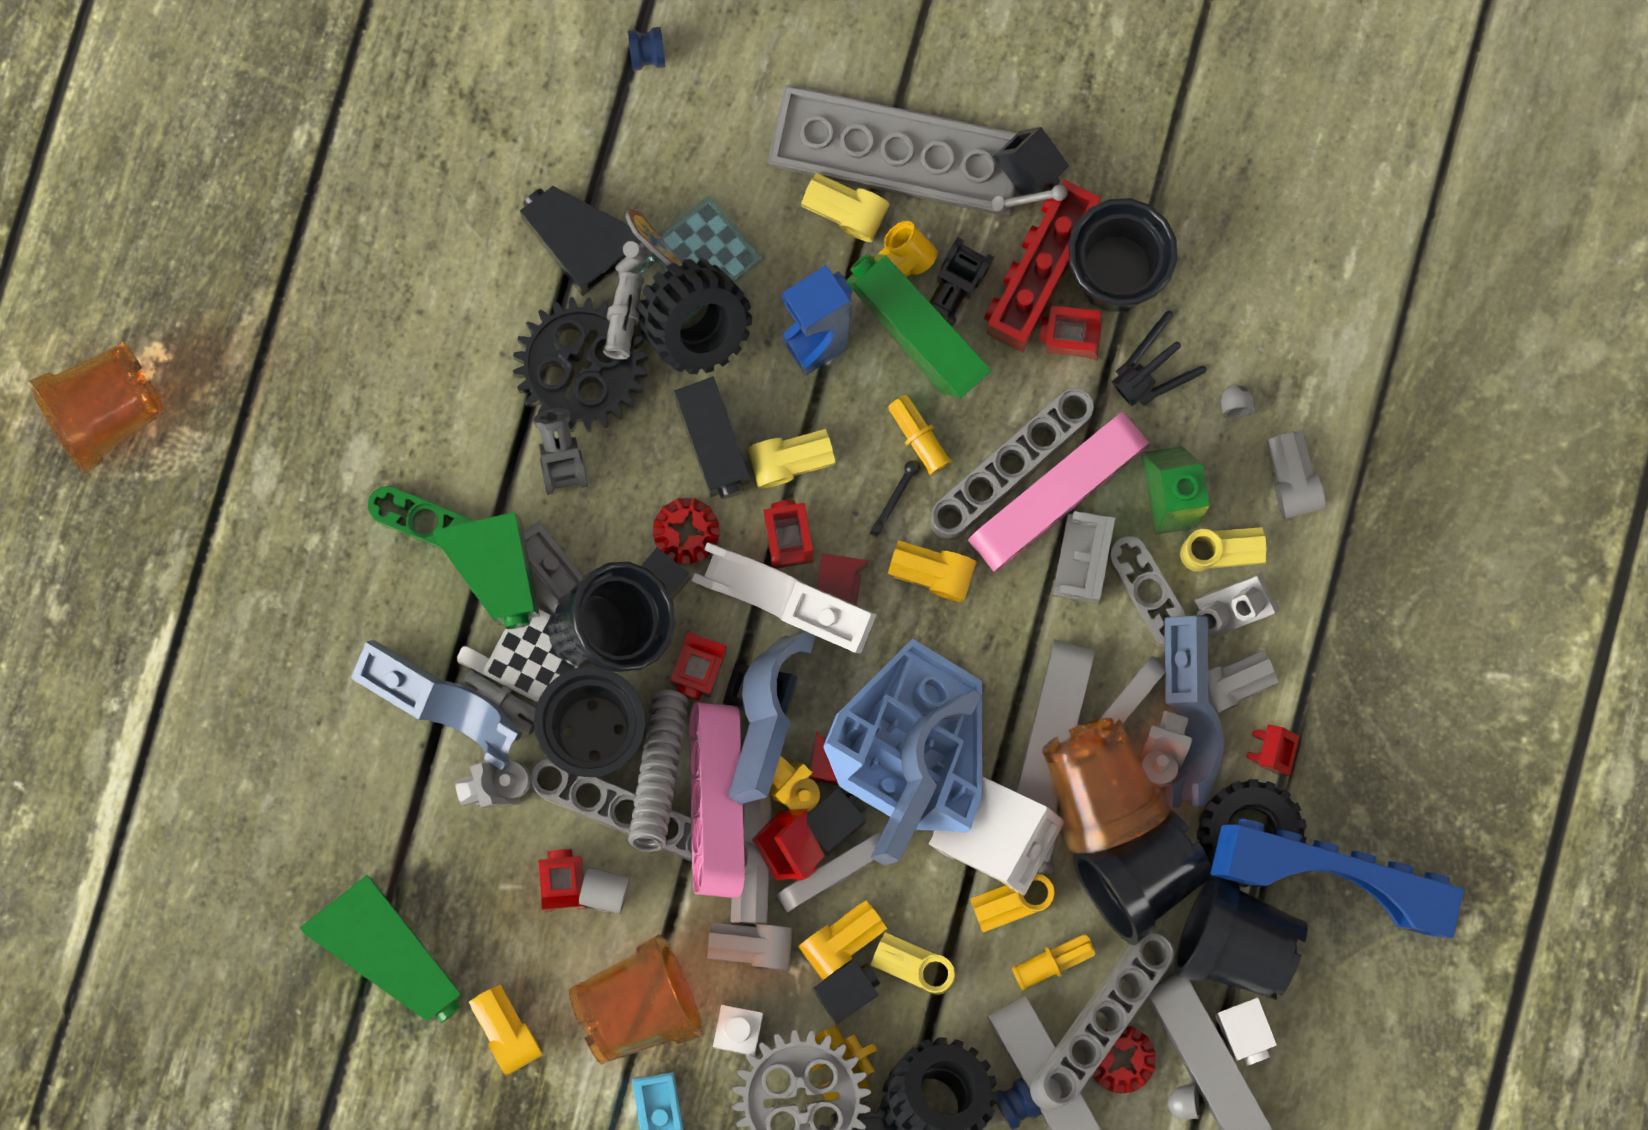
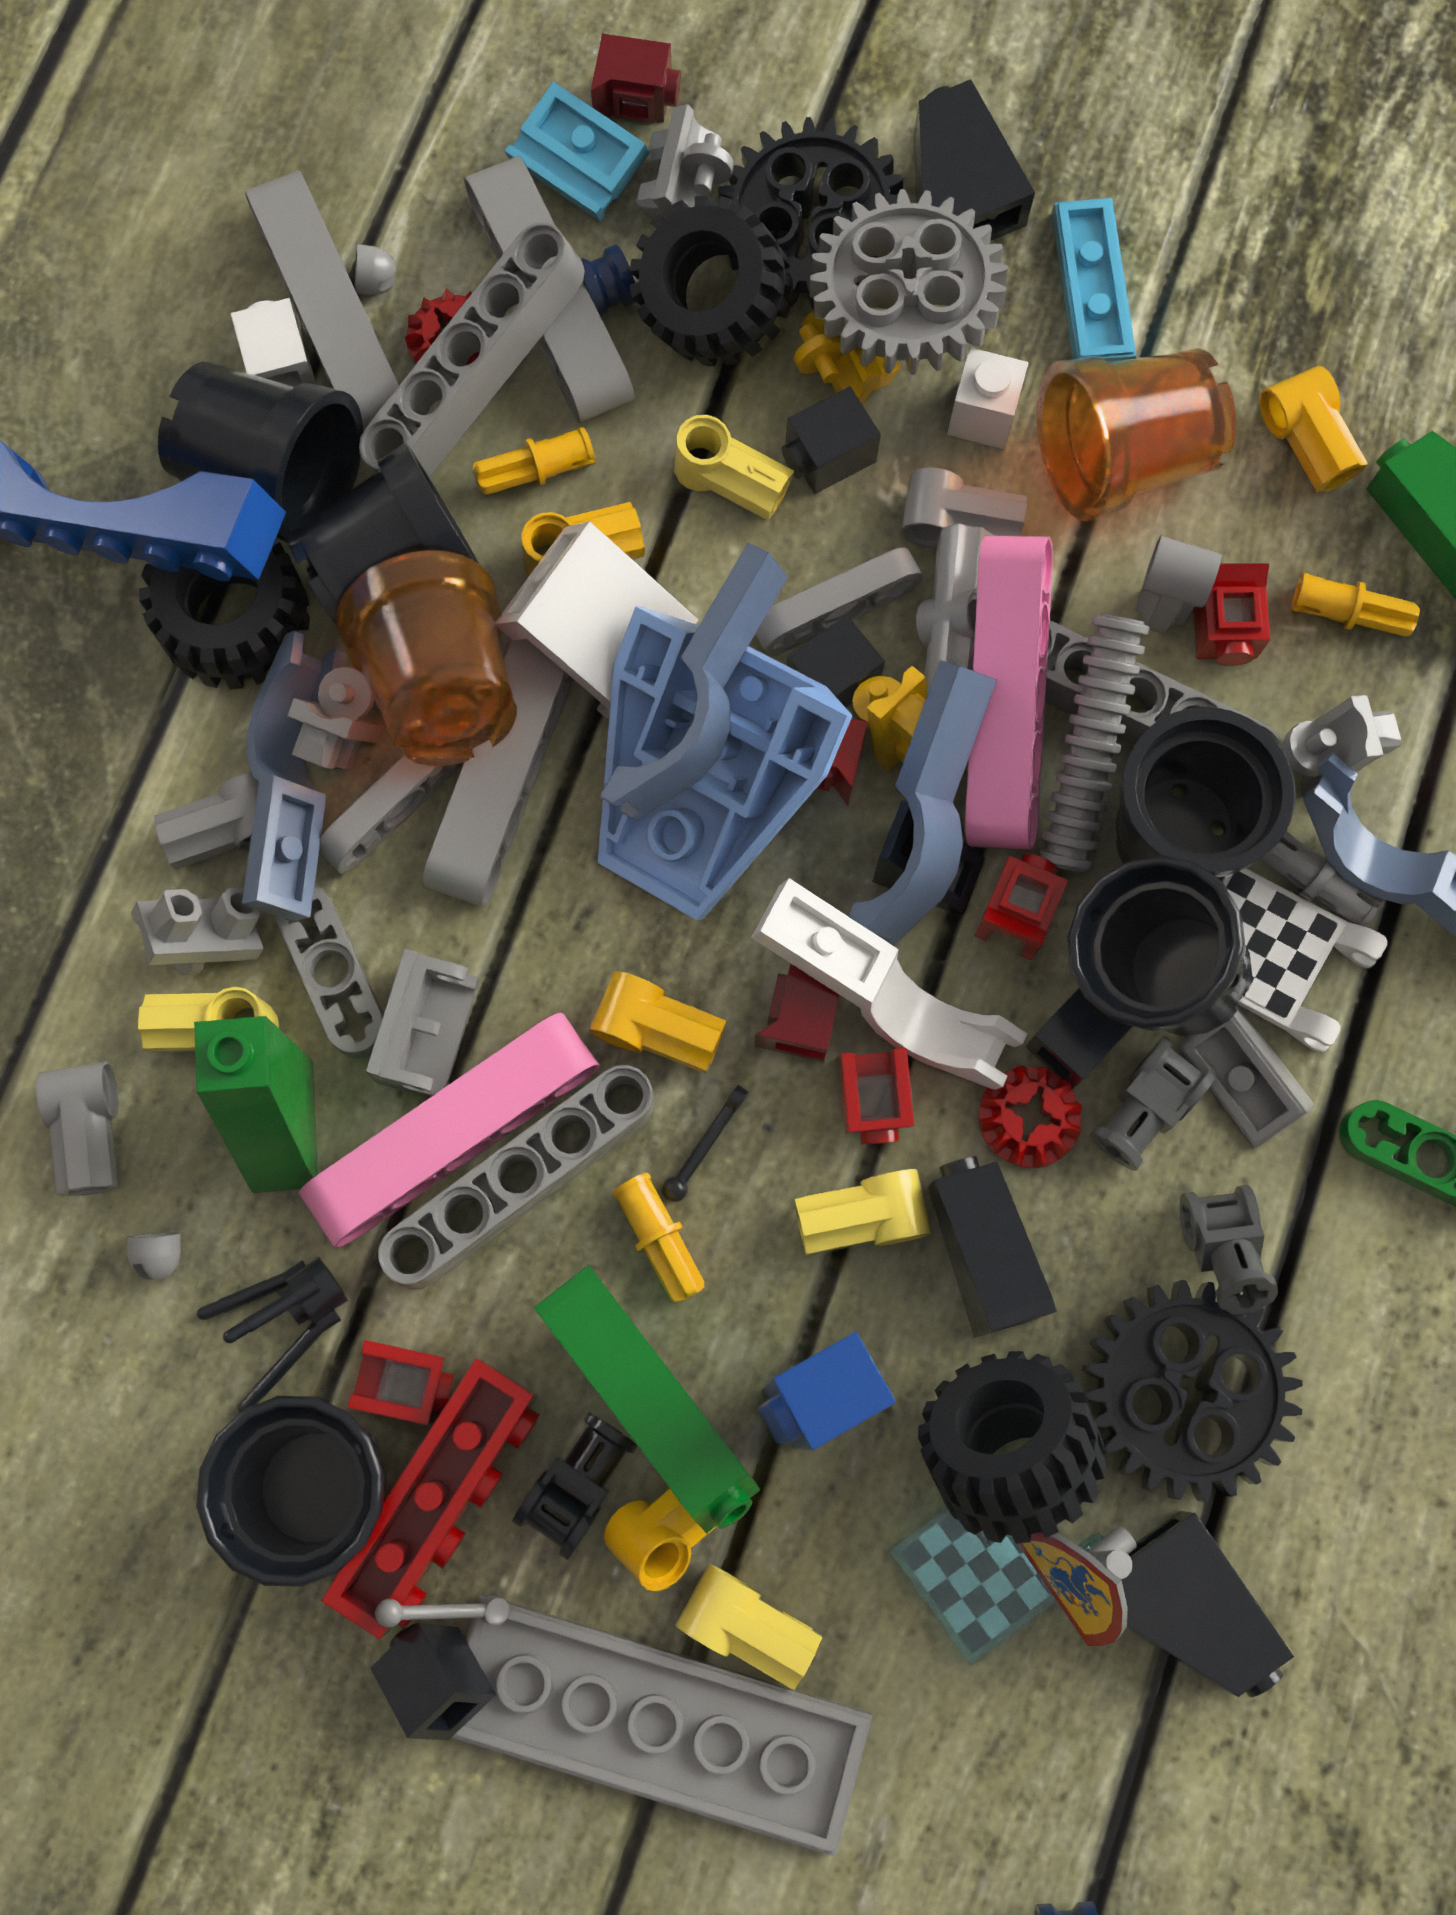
camera: 175 degrees left, 5 degrees down
(474, 899) = (1354, 605): none -> yellow axle
(494, 565) = (1340, 1062): green slope -> none
(605, 542) = (1159, 1095): none -> dark grey connector
(623, 315) = (1127, 1458): light grey pin -> none
(789, 846) = (903, 624): red window -> none
(835, 944) = (843, 503): yellow piece -> none
(1277, 749) = (171, 722): red tile -> none

